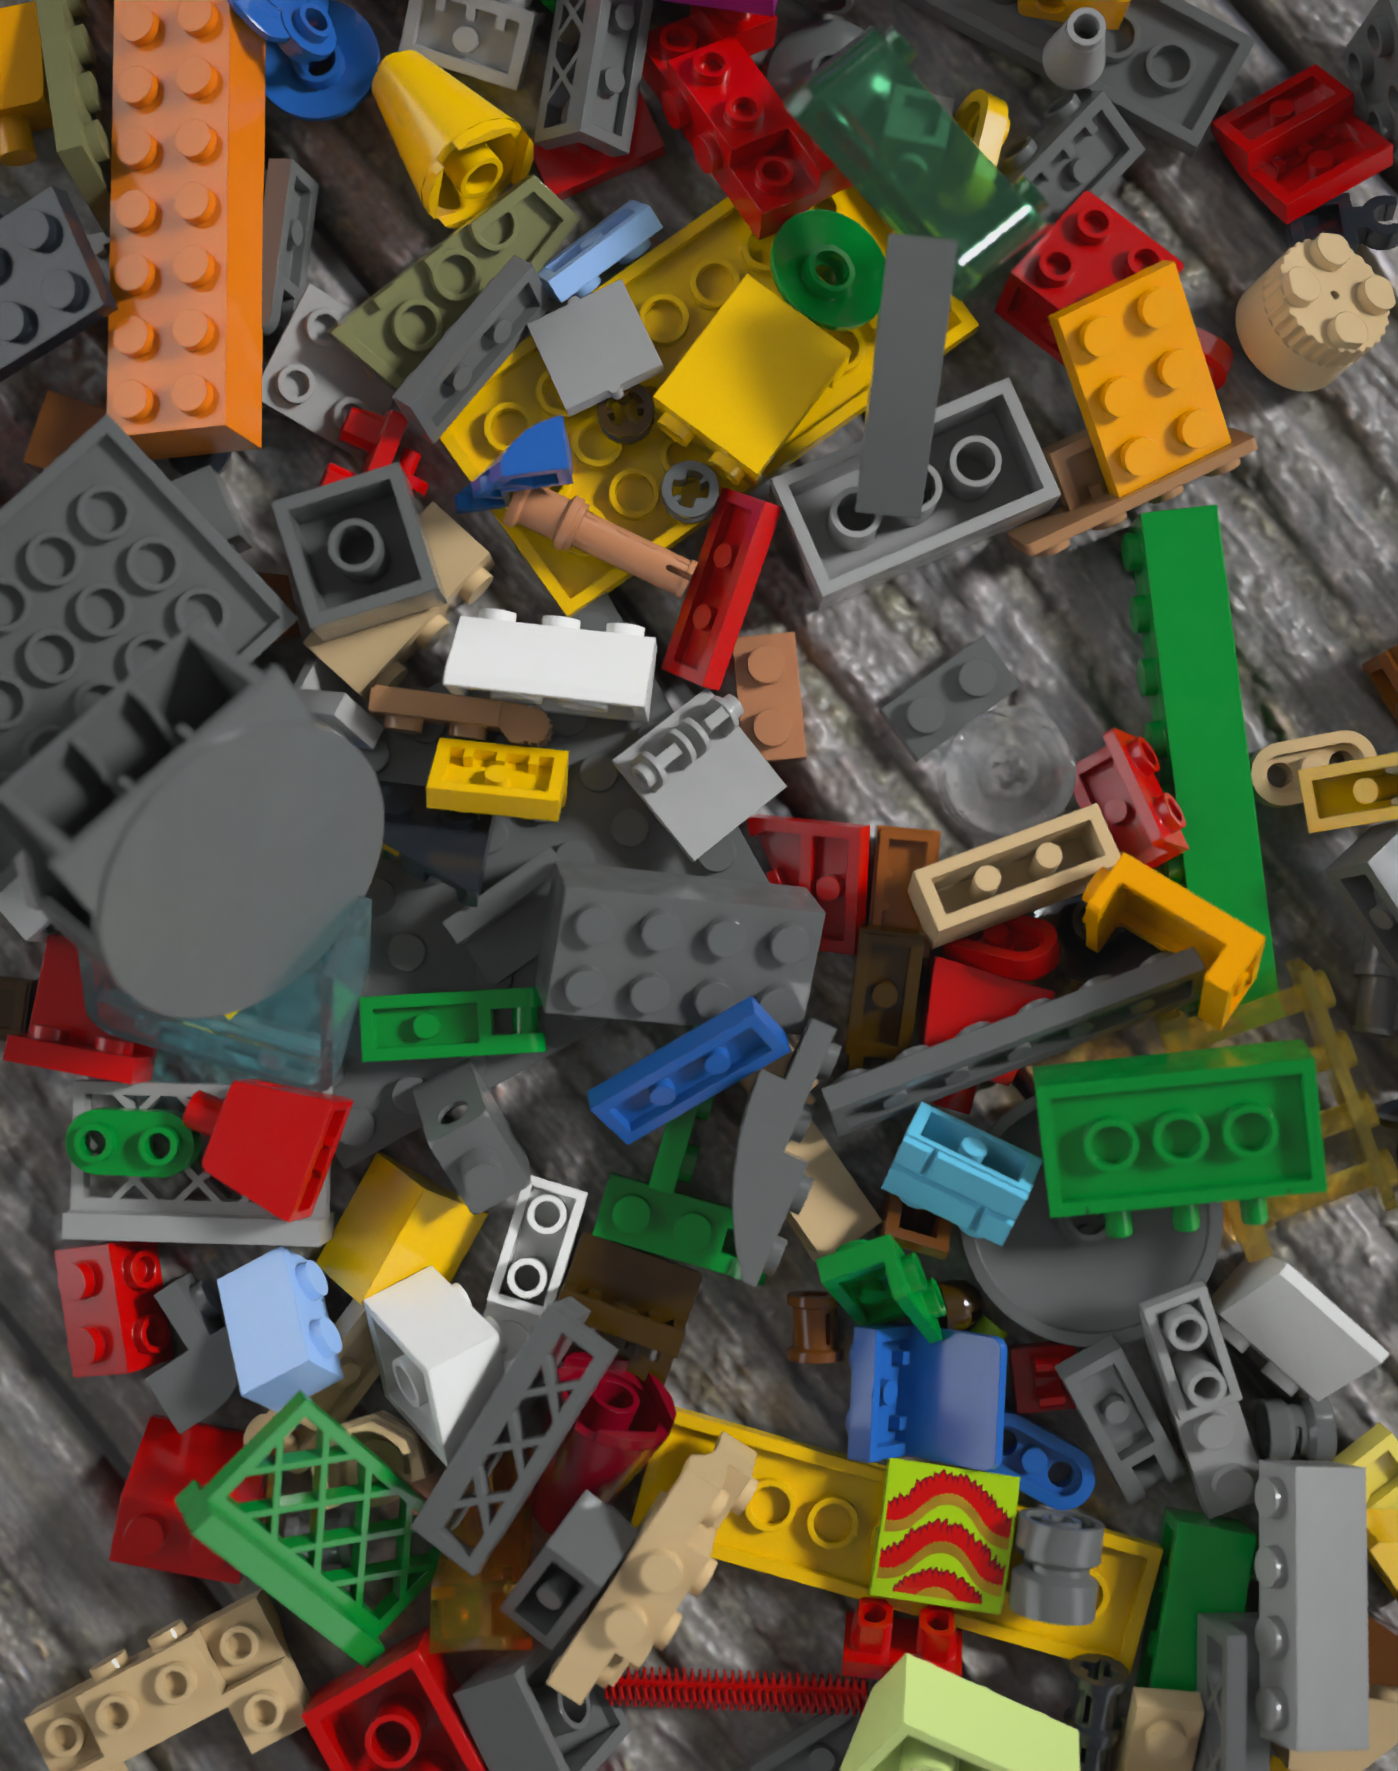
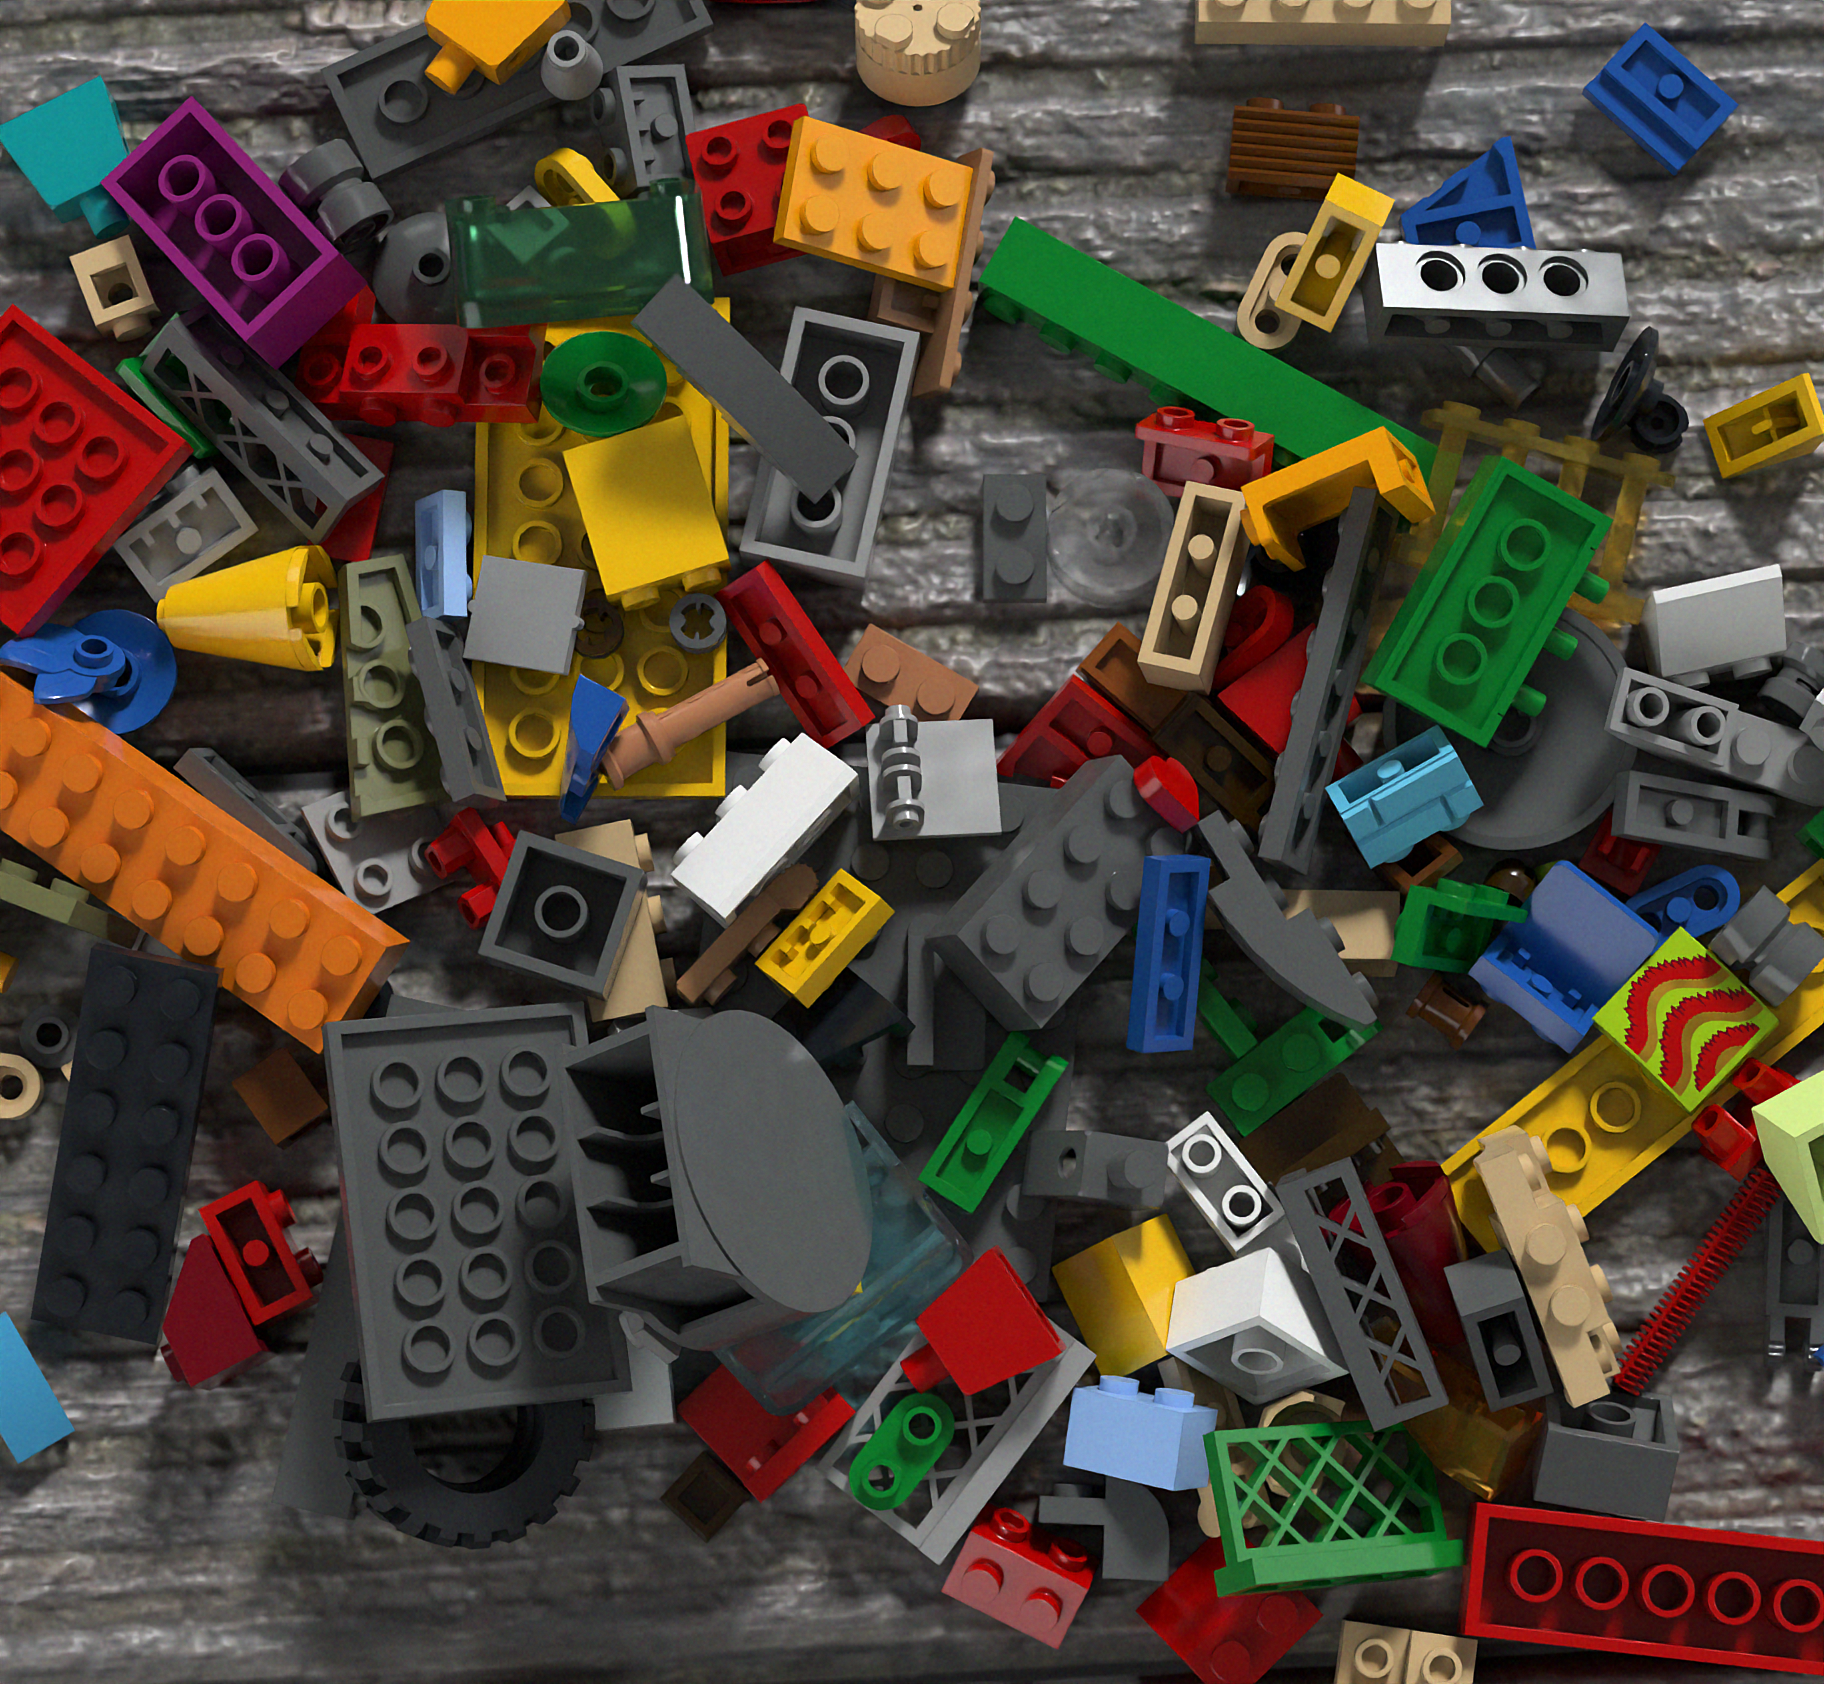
camera: 55 degrees left, 5 degrees down
(824, 975) = (1169, 791): none -> red tile

